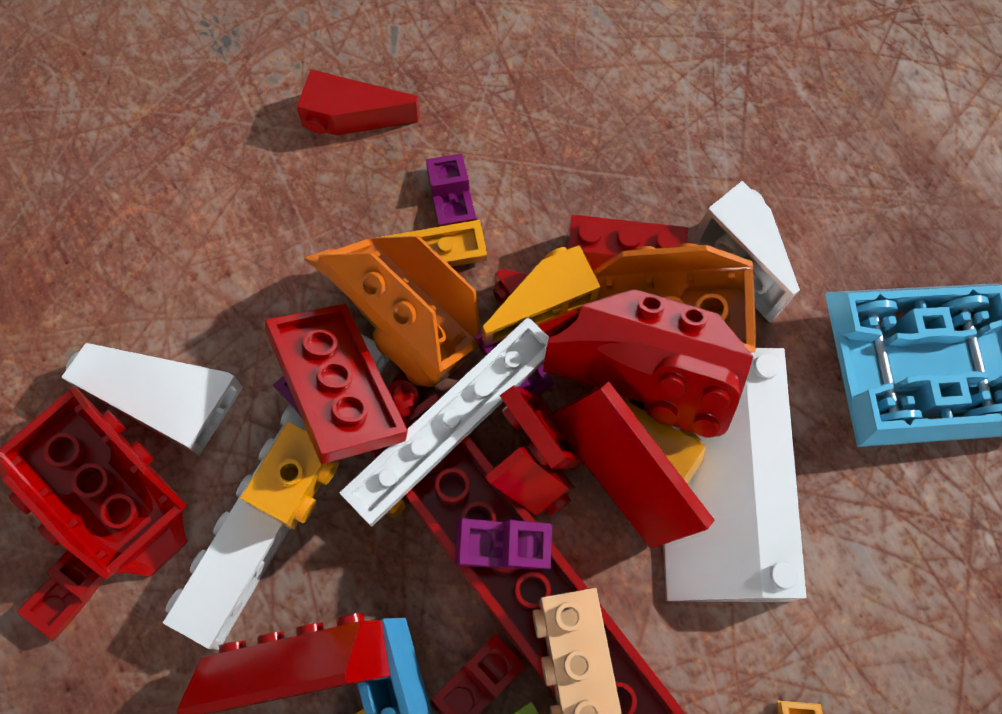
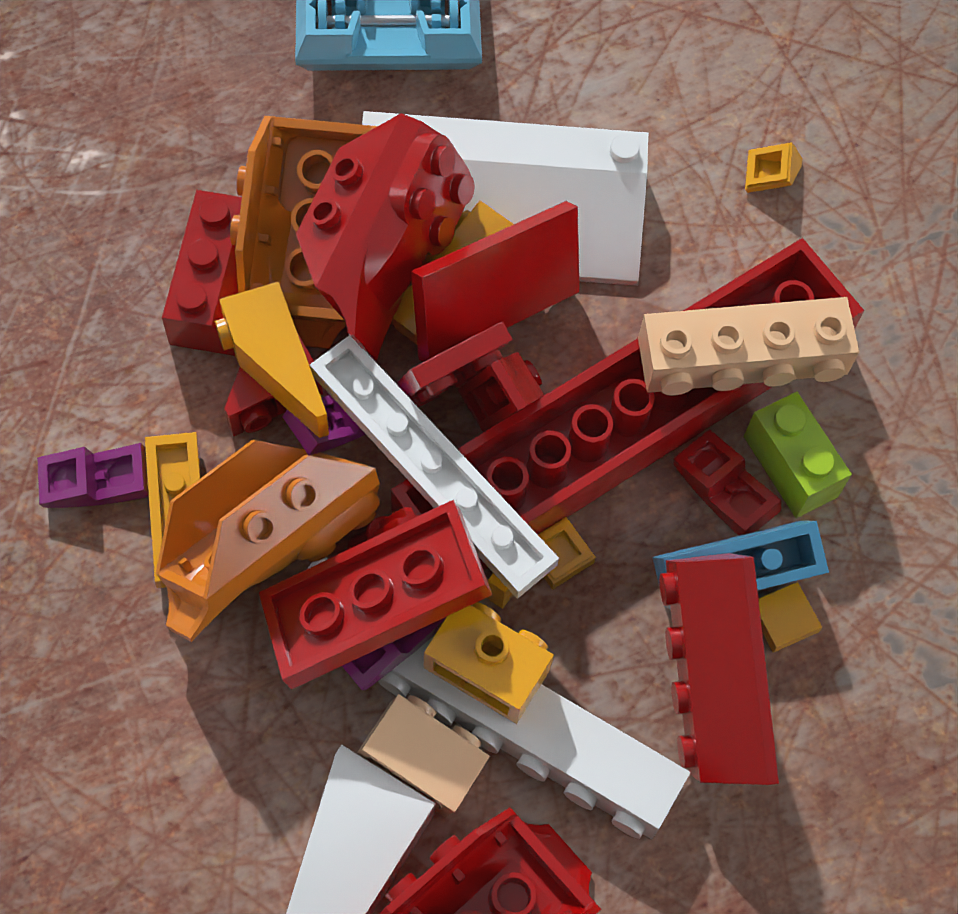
camera: 85 degrees left, 5 degrees down
(230, 438) = (425, 752): none -> light nougat brick
(408, 540) = (570, 548): none -> light orange tile
(503, 544) = (584, 420): magenta slope -> none
(746, 228) = (213, 127): white slope -> none

